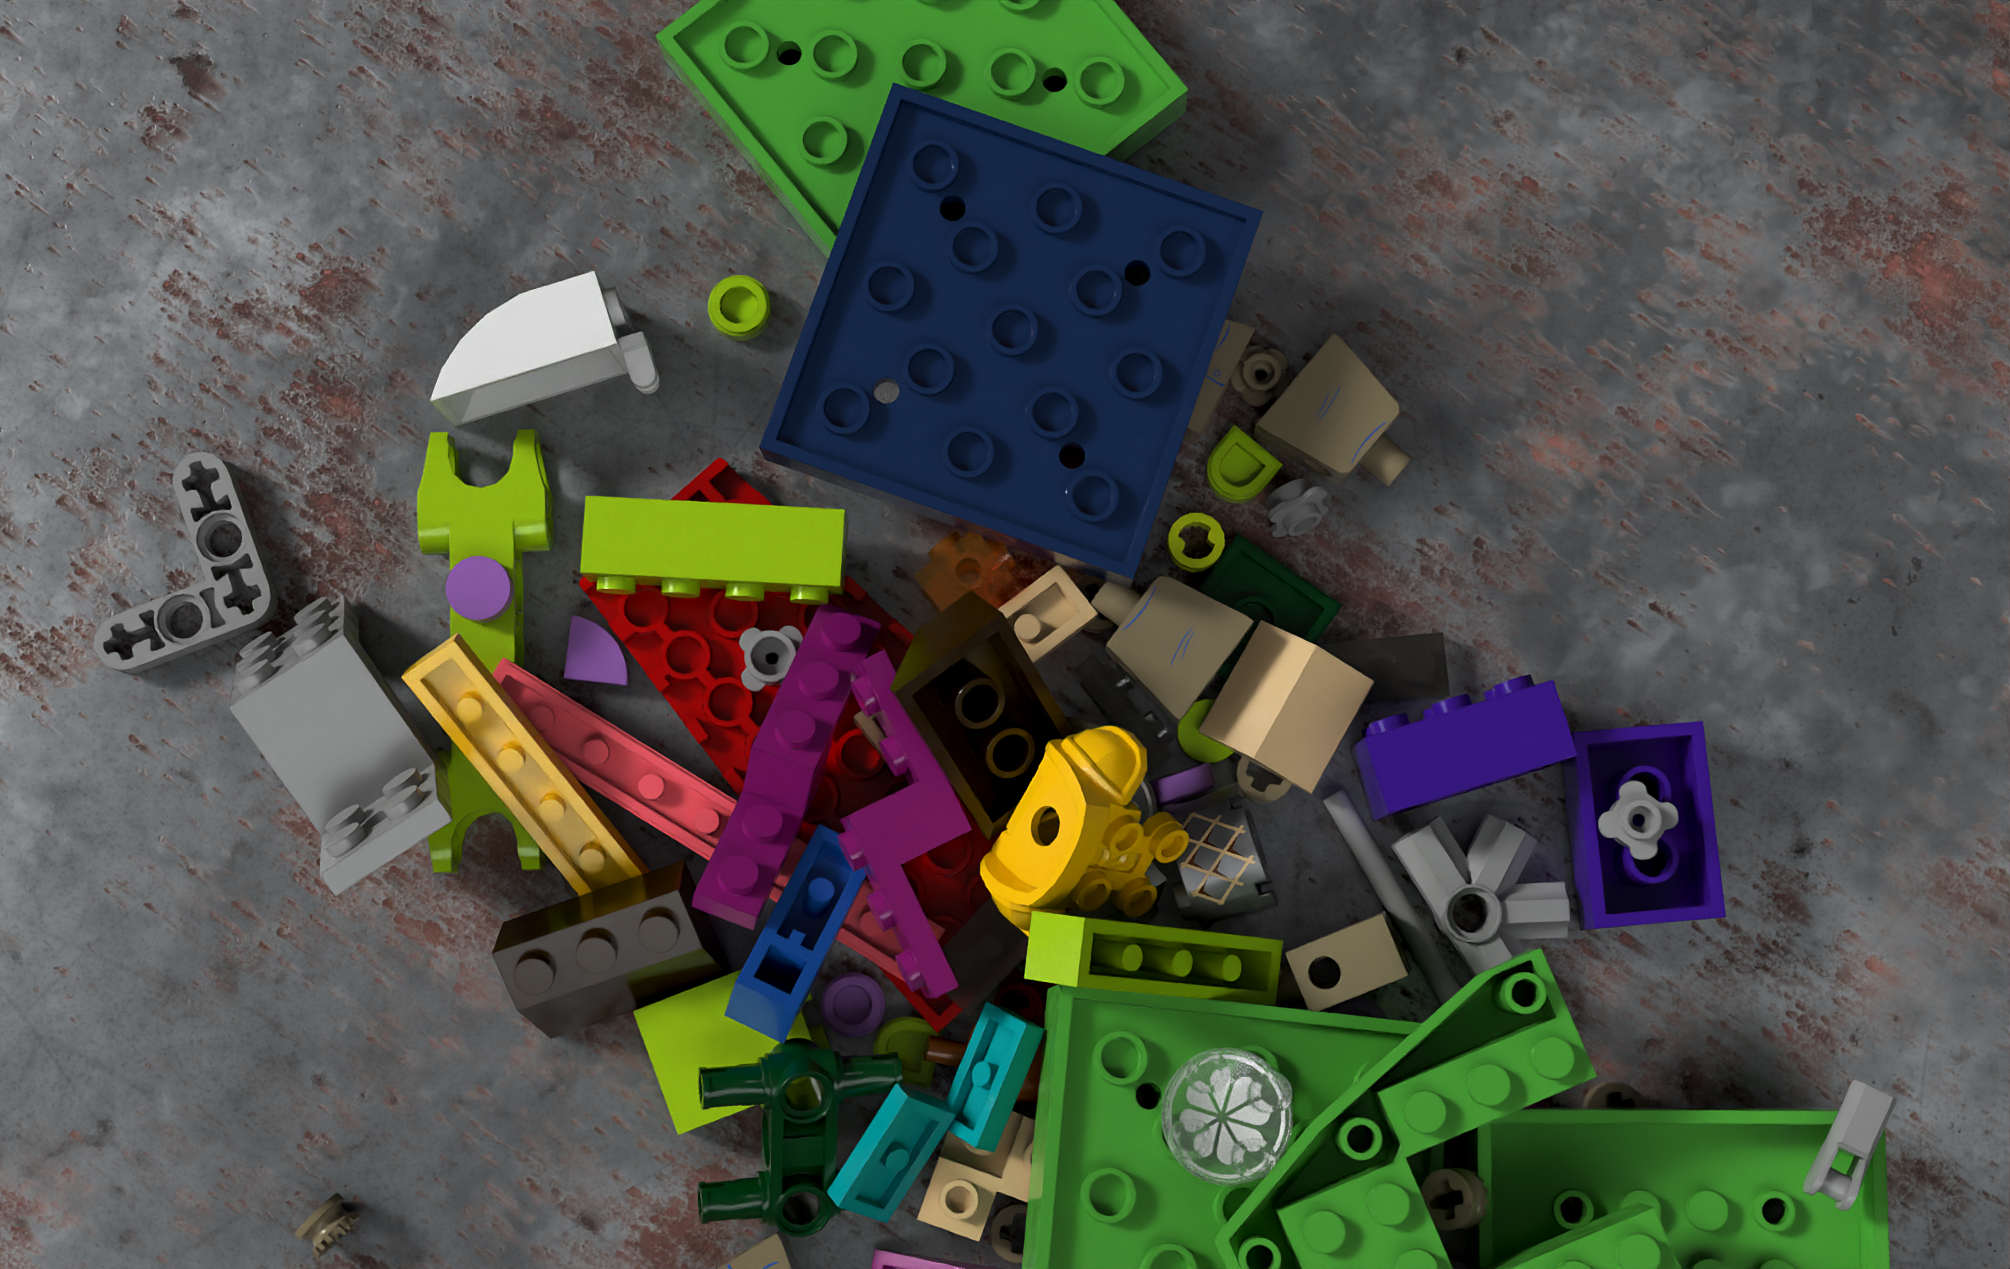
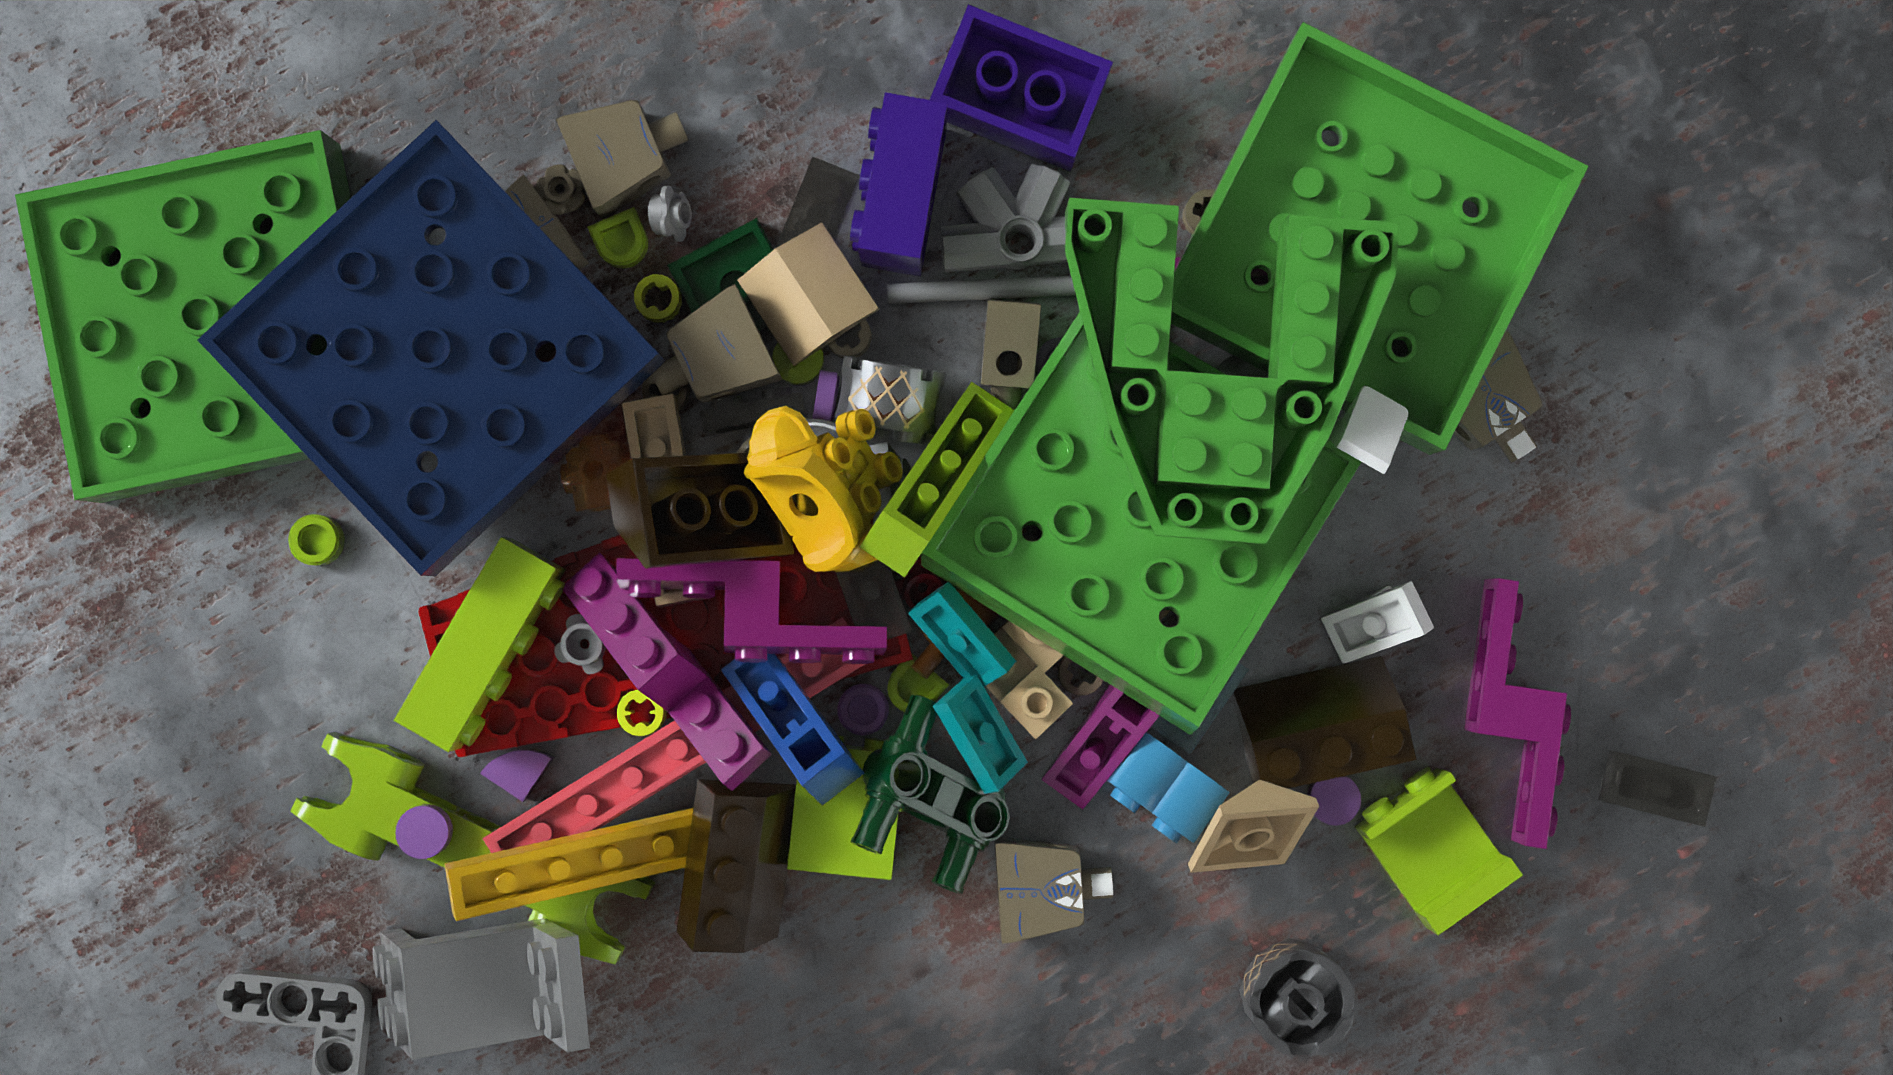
camera: 70 degrees left, 5 degrees up
(542, 348) = (268, 699): white piece -> none
(711, 770) = (642, 728): none -> neon yellow bush
(1227, 1116) = (1074, 482): clear dish -> none
(1465, 1214) = (1226, 350): dark tan bush -> none
(1619, 824) = (1012, 101): light grey plate -> none
(1856, 1134) = (1308, 49): light grey bar -> none

